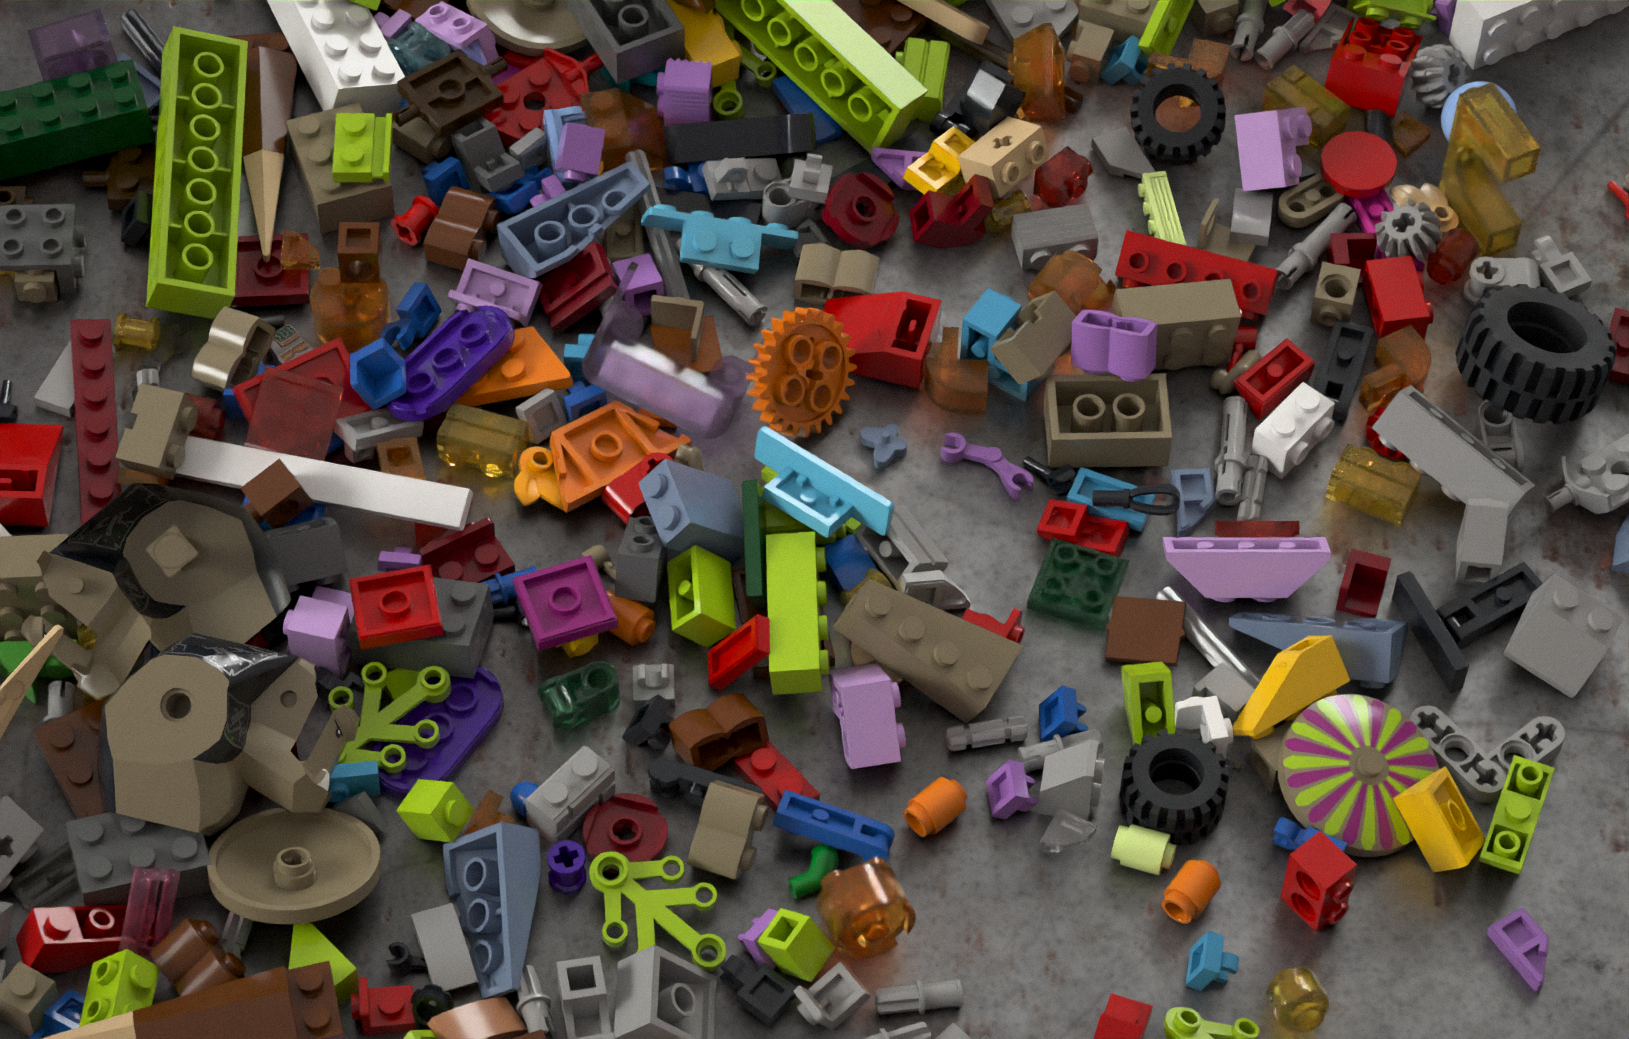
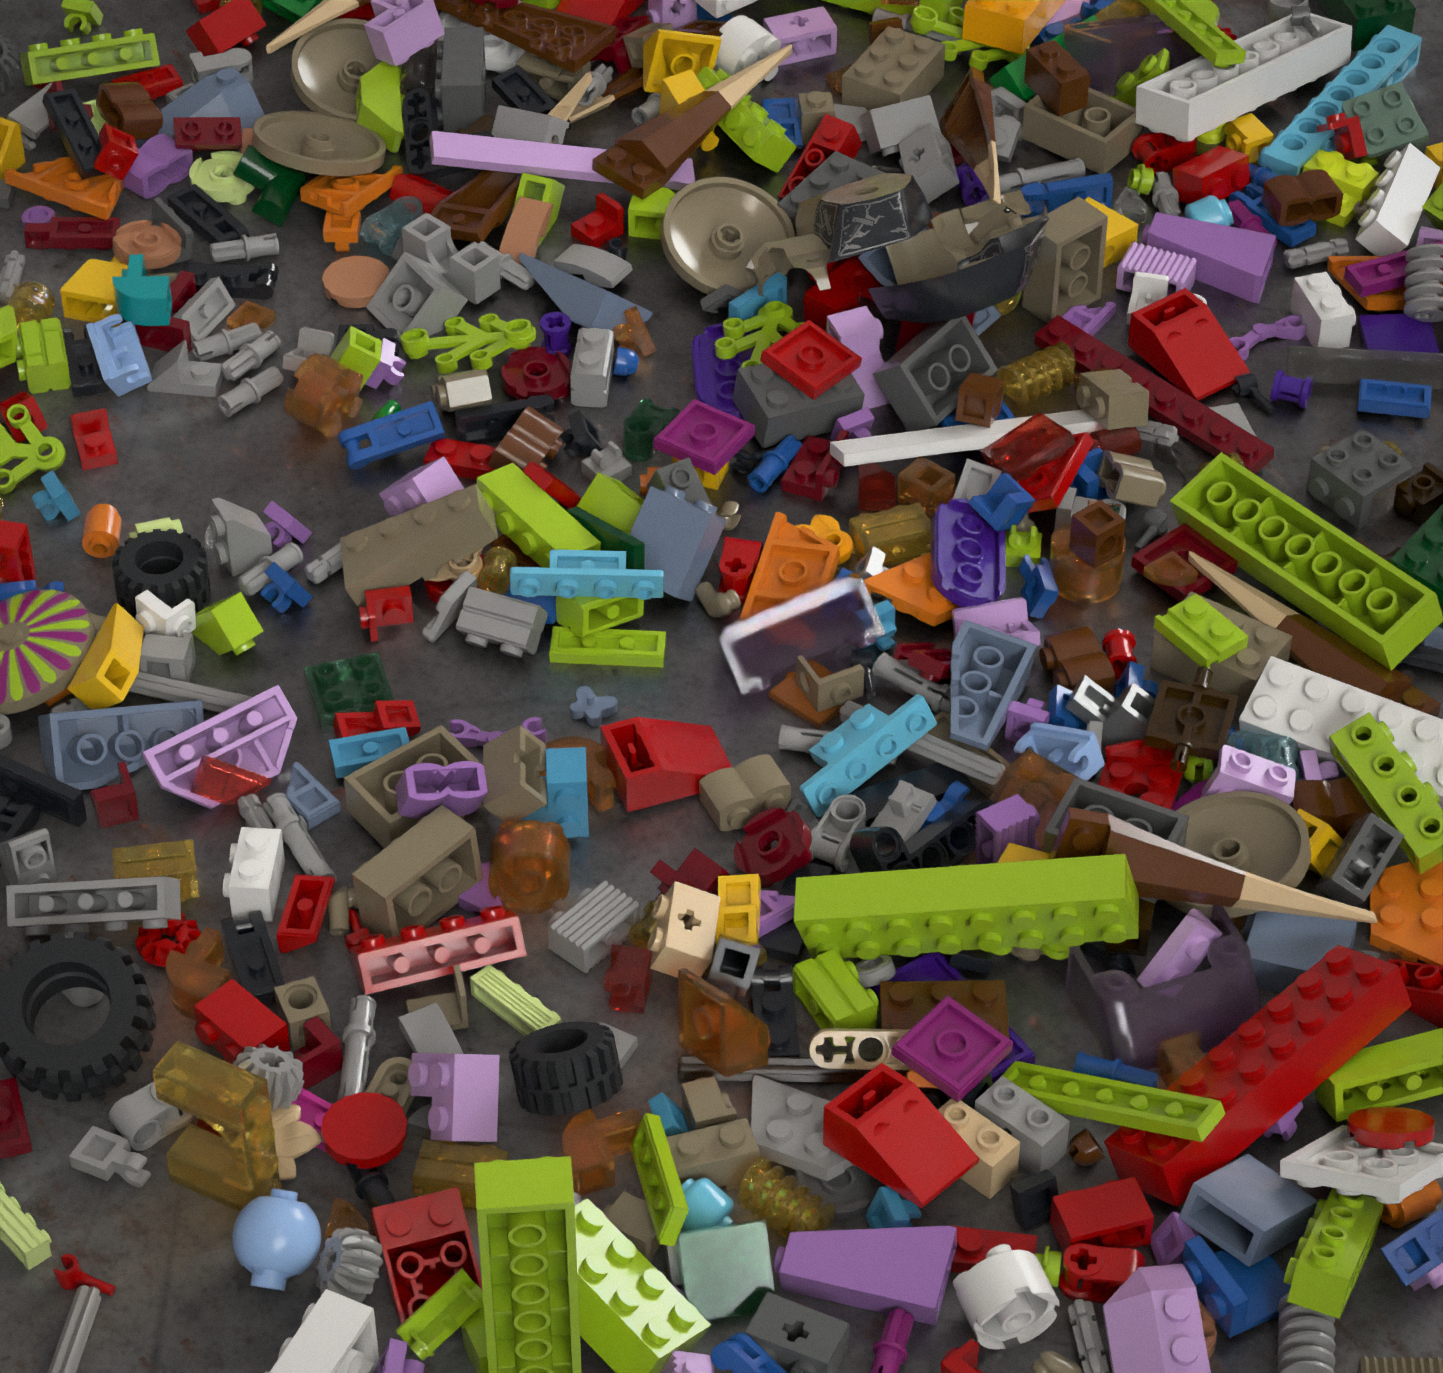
camera: 145 degrees right, 10 degrees down
(133, 925) = (791, 170): clear pink tile -> none
(195, 958) = (716, 164): reddish brown brick -> none
(423, 1010) = (568, 234): black plate -> none
(435, 810) = (671, 311): lime brick -> none
(579, 152) = (1031, 720): medium lavender brick -> none
(643, 284) = (890, 688): medium lavender brick -> none
(801, 371) = (695, 641): orange gear -> none
(810, 179) = (830, 824): light grey tile -> none
(935, 806) = (331, 488): orange brick -> none
(1125, 499) = (352, 737): black piece -> none
(1145, 630) = (265, 672): reddish brown piece -> none

